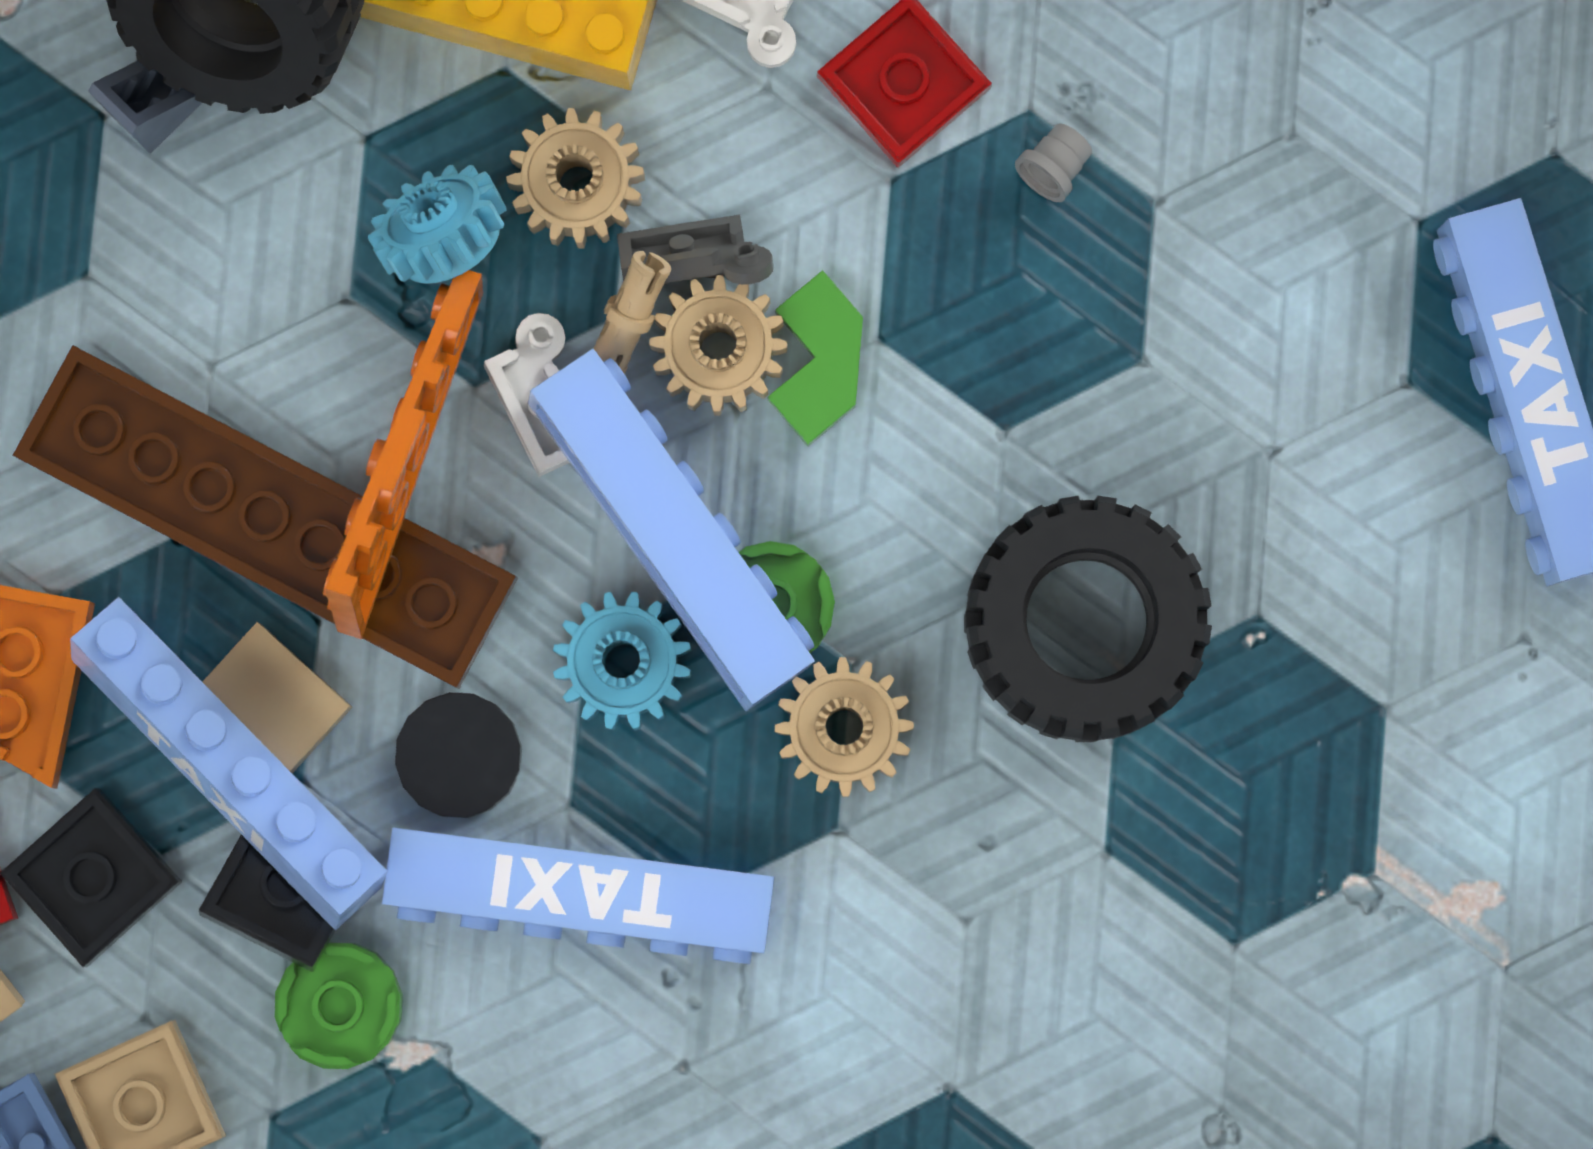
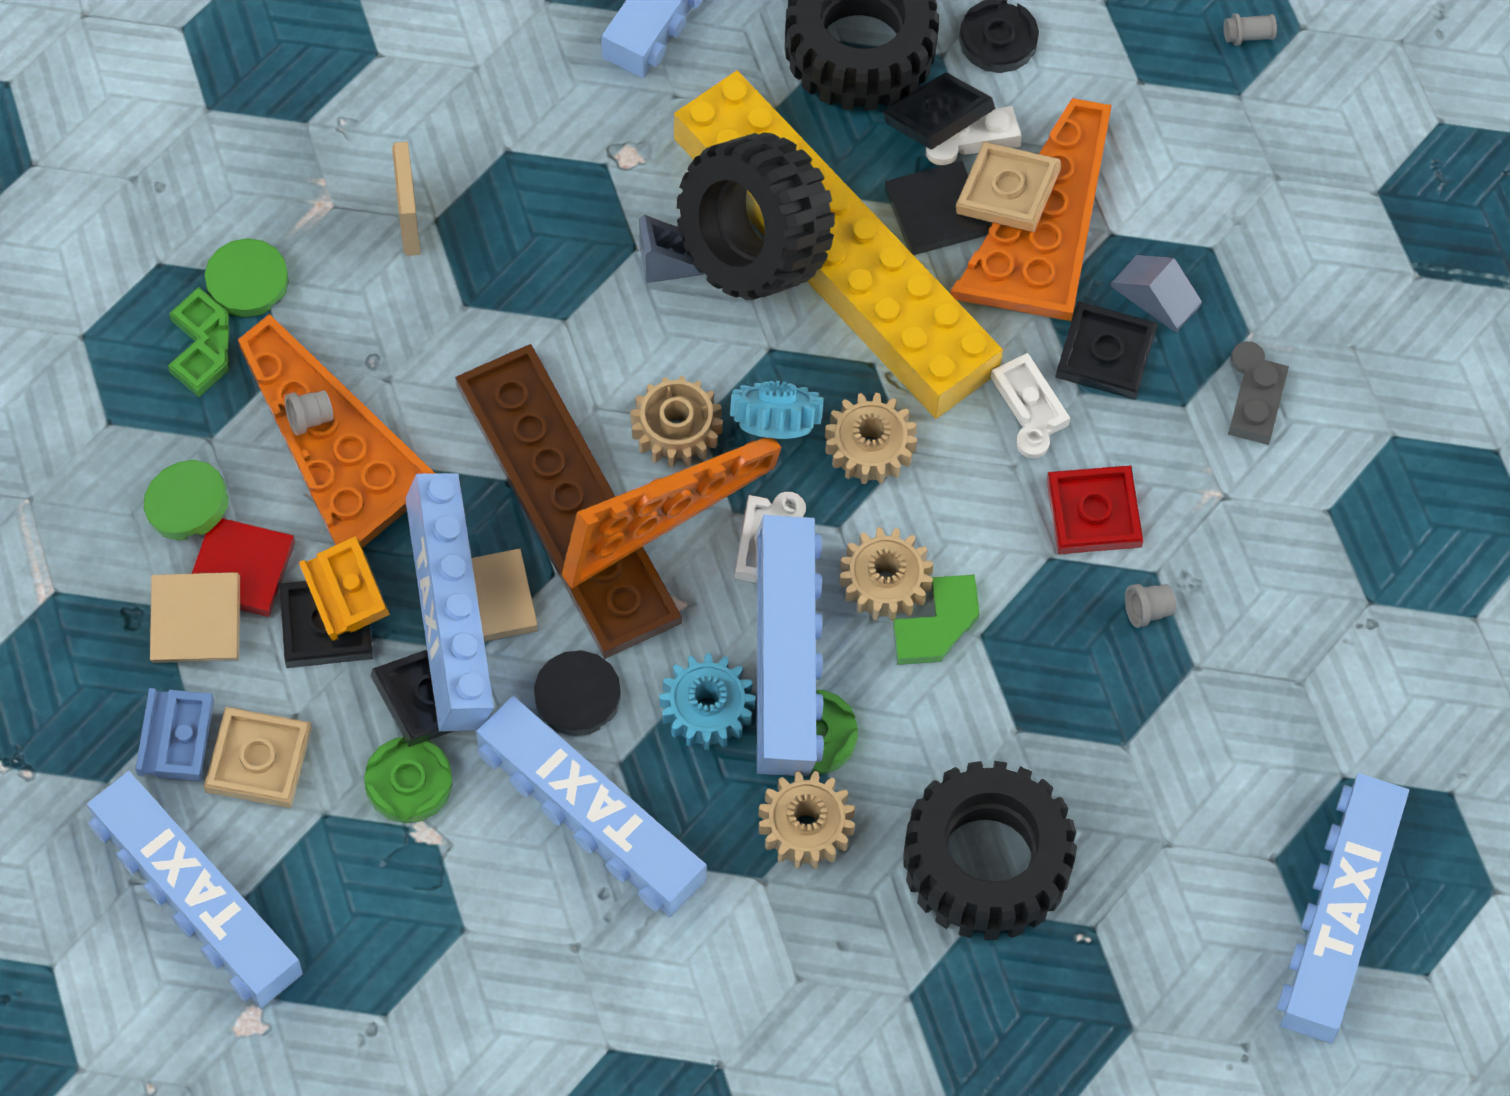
camera: 30 degrees right, 20 degrees down
(86, 831) = (344, 588): none -> light orange plate
(303, 296) = (676, 440): none -> tan gear
(631, 309) = (850, 519): tan pin -> none
(700, 250) = (914, 519): dark grey hinge -> none

